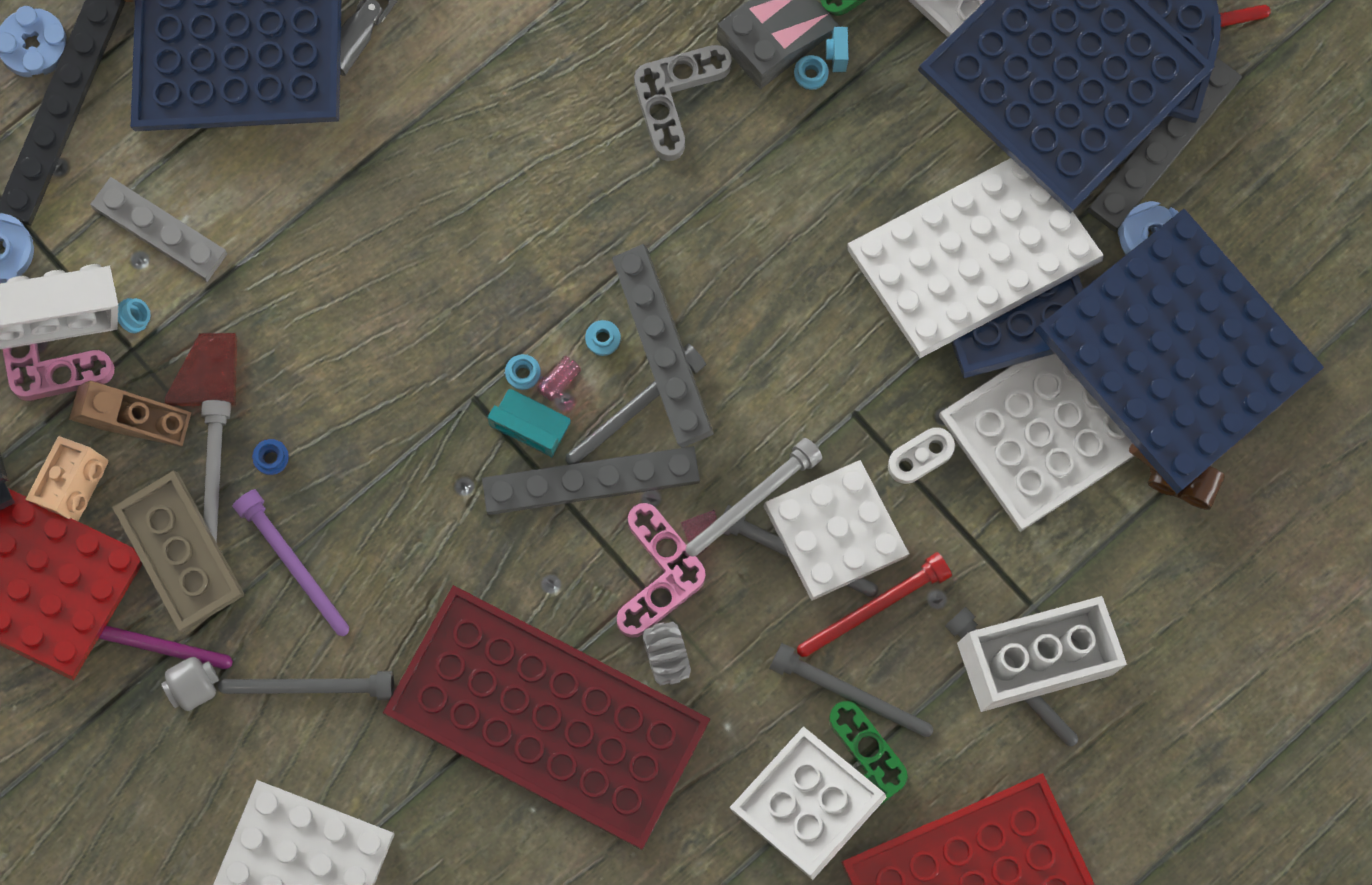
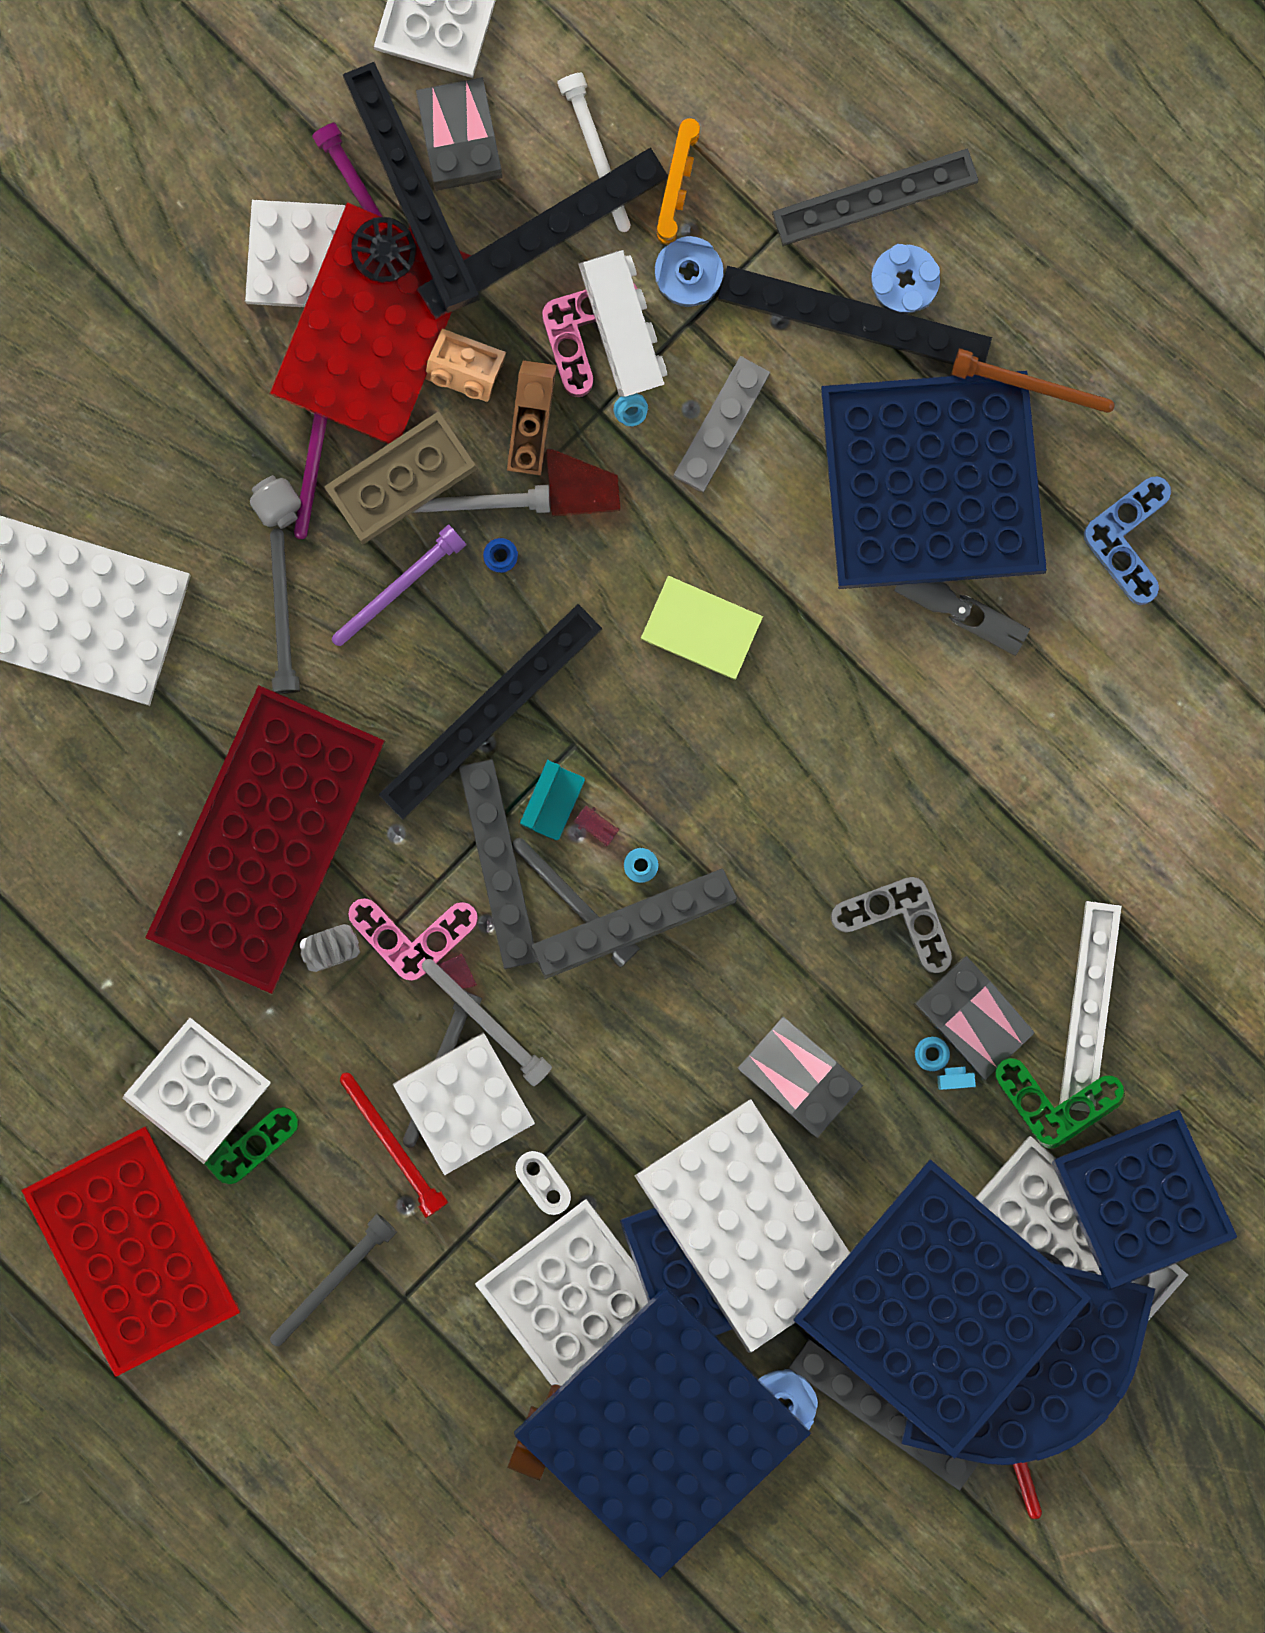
camera: 90 degrees right, 10 degrees up
(365, 263) = (701, 627): none -> yellowish green tile
(433, 477) = (490, 711): none -> black plate
(518, 362) = (609, 781): medium azure plate -> none
(789, 662) = (332, 1065): dark grey piece -> none
(828, 195) = (800, 1077): none -> slope
(1041, 653) = (349, 1306): white brick -> none

